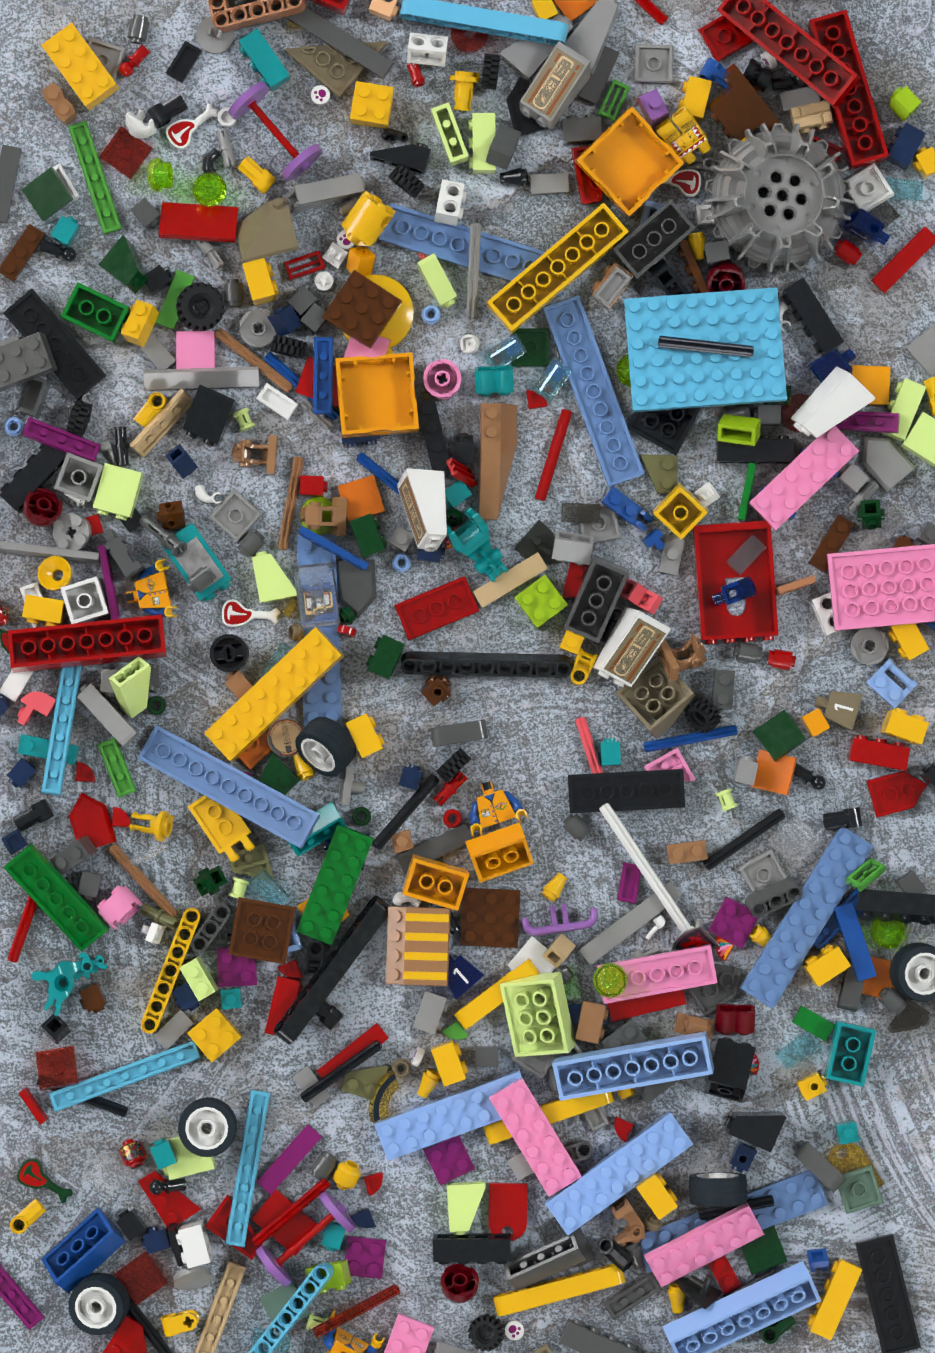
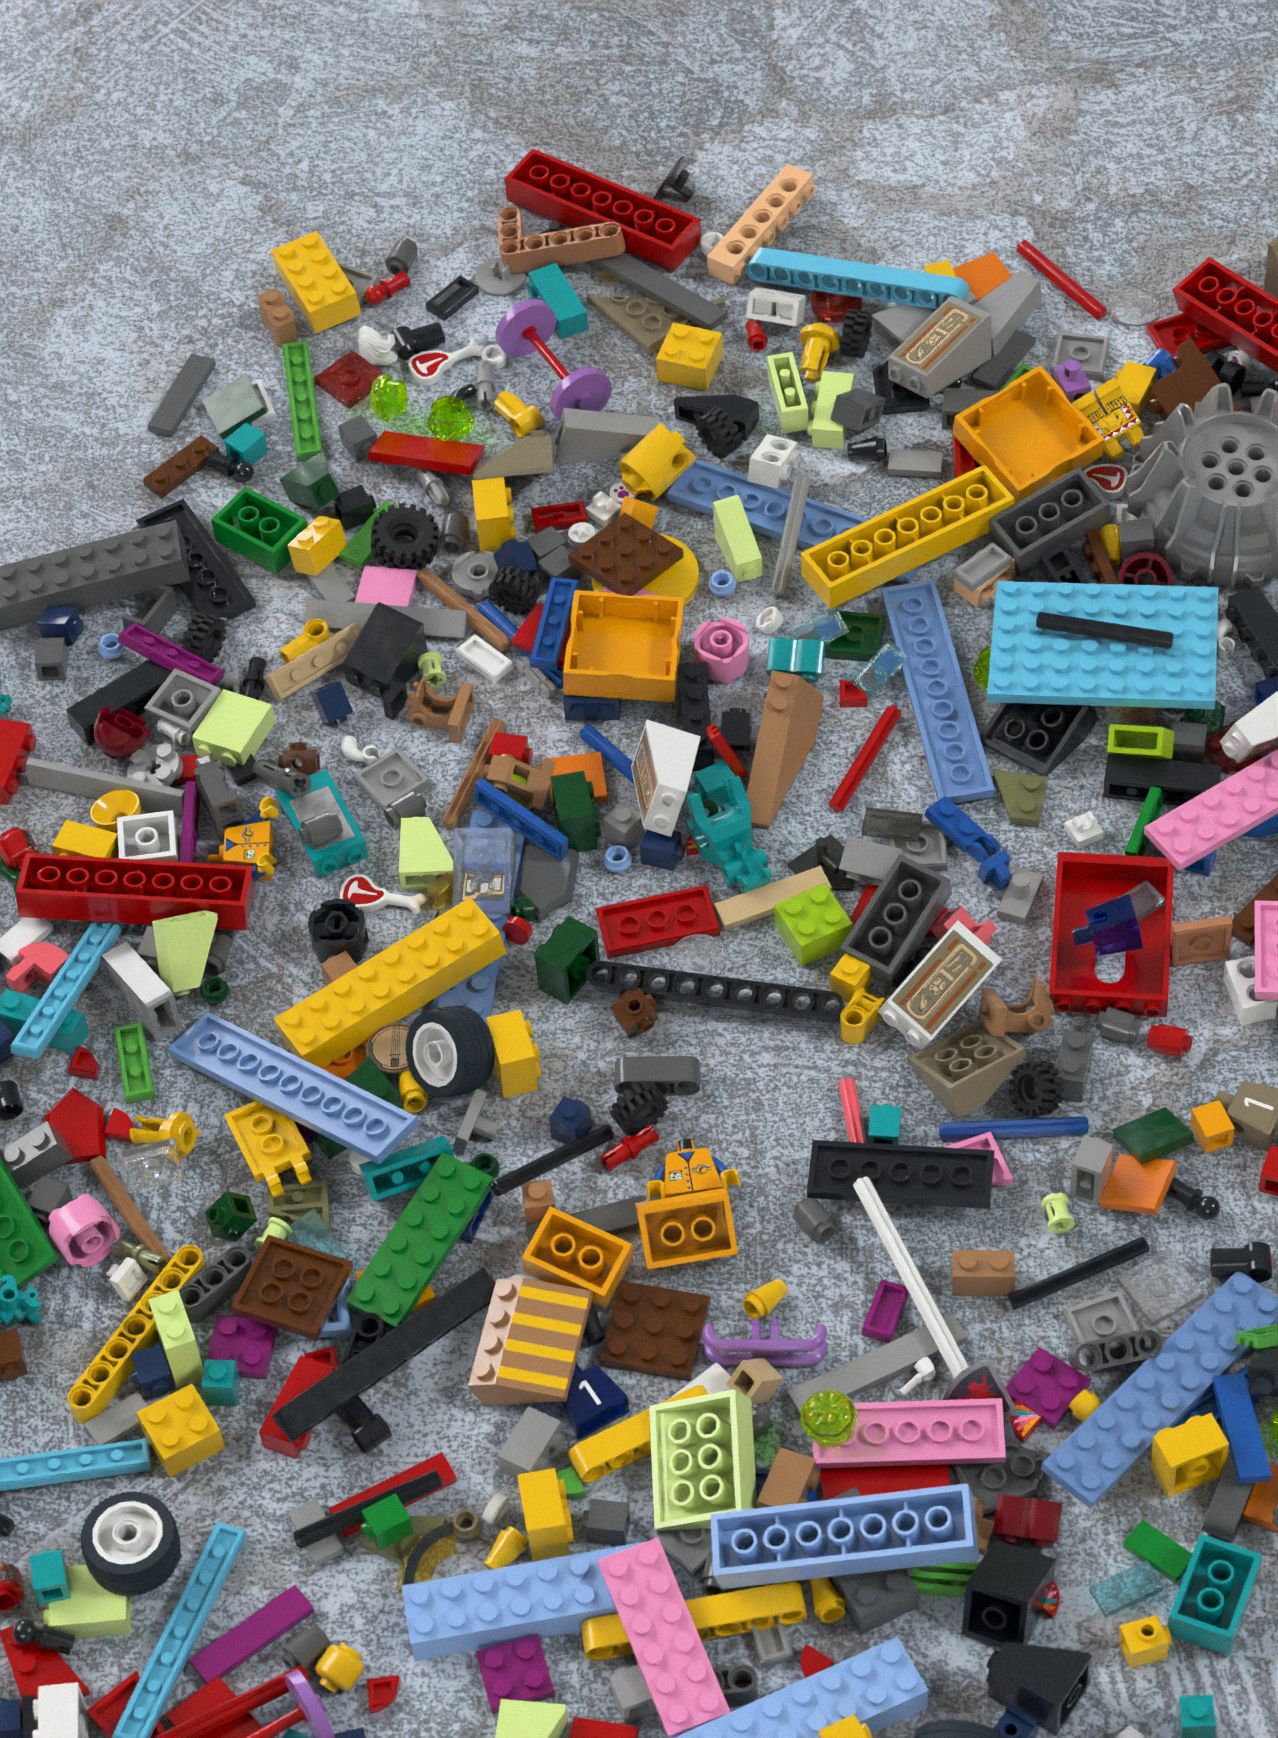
camera: 20 degrees right, 35 degrees down
(224, 449) = (394, 700): none -> black tile
(320, 95) = (623, 346): white tile -> none
(355, 1083) = (386, 1522): none -> green brick
(394, 134) = (710, 389): black arm -> none
(452, 824) = (620, 1181): red plate -> none
(680, 511) = (1040, 832): yellow brick -> none

